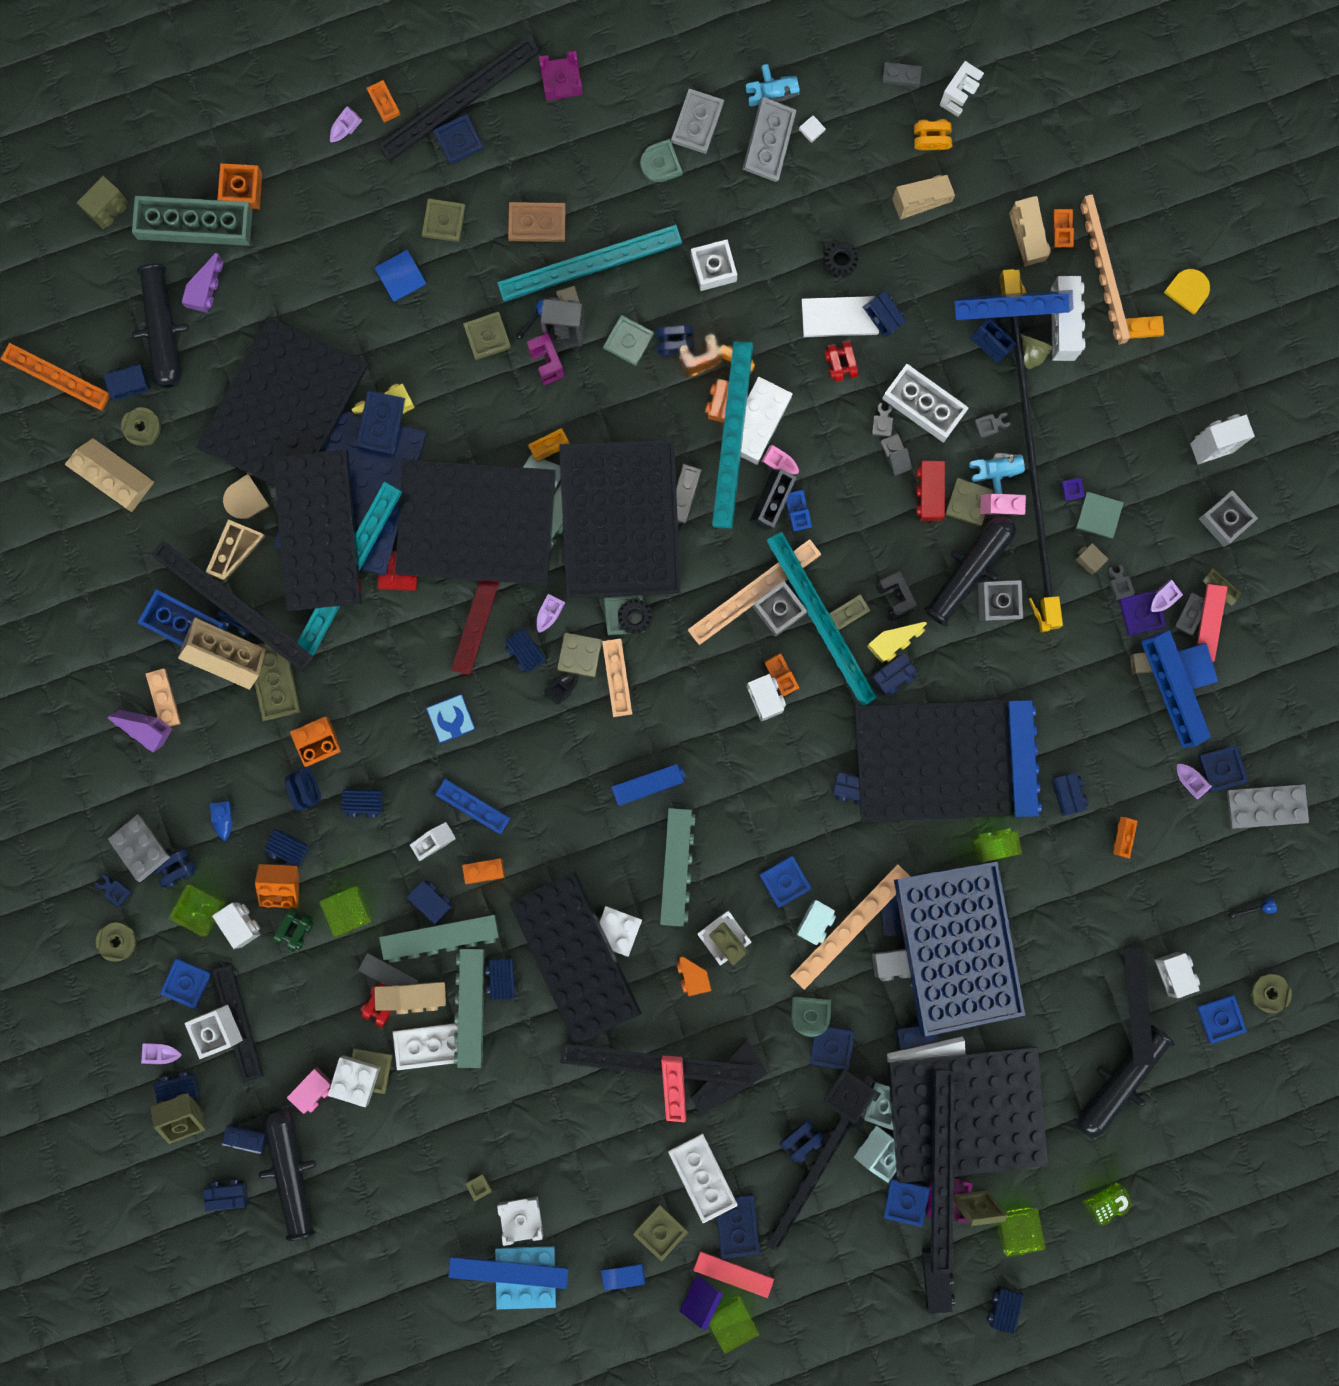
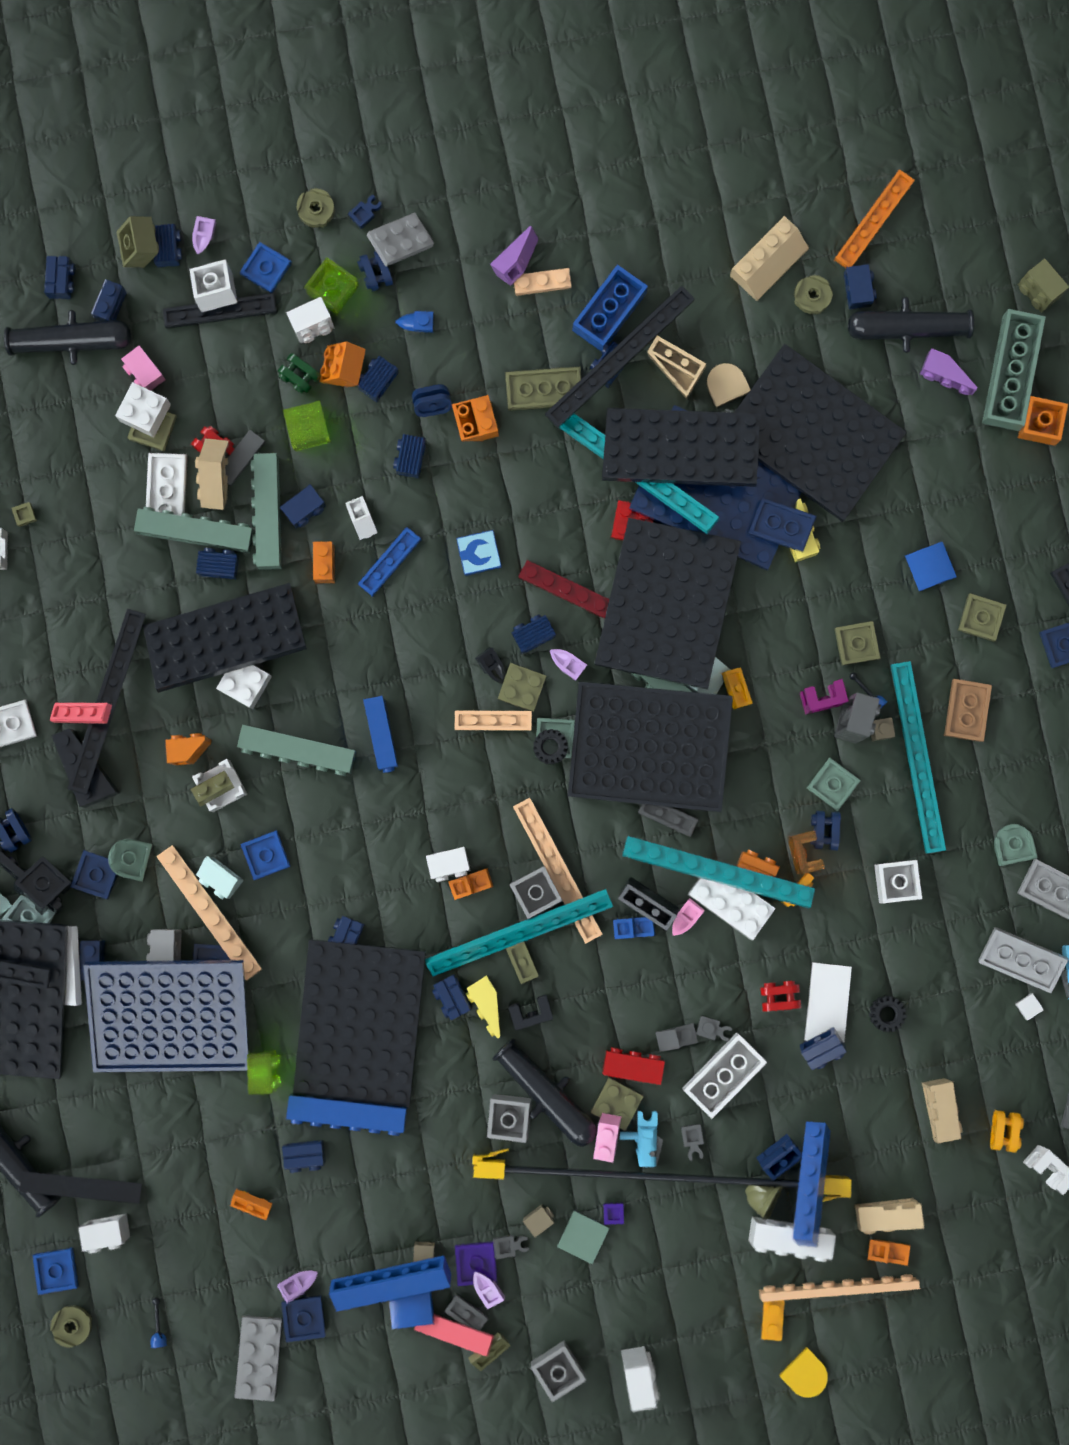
camera: 100 degrees right, 0 degrees up
(222, 653) = (574, 340): tan slope -> none

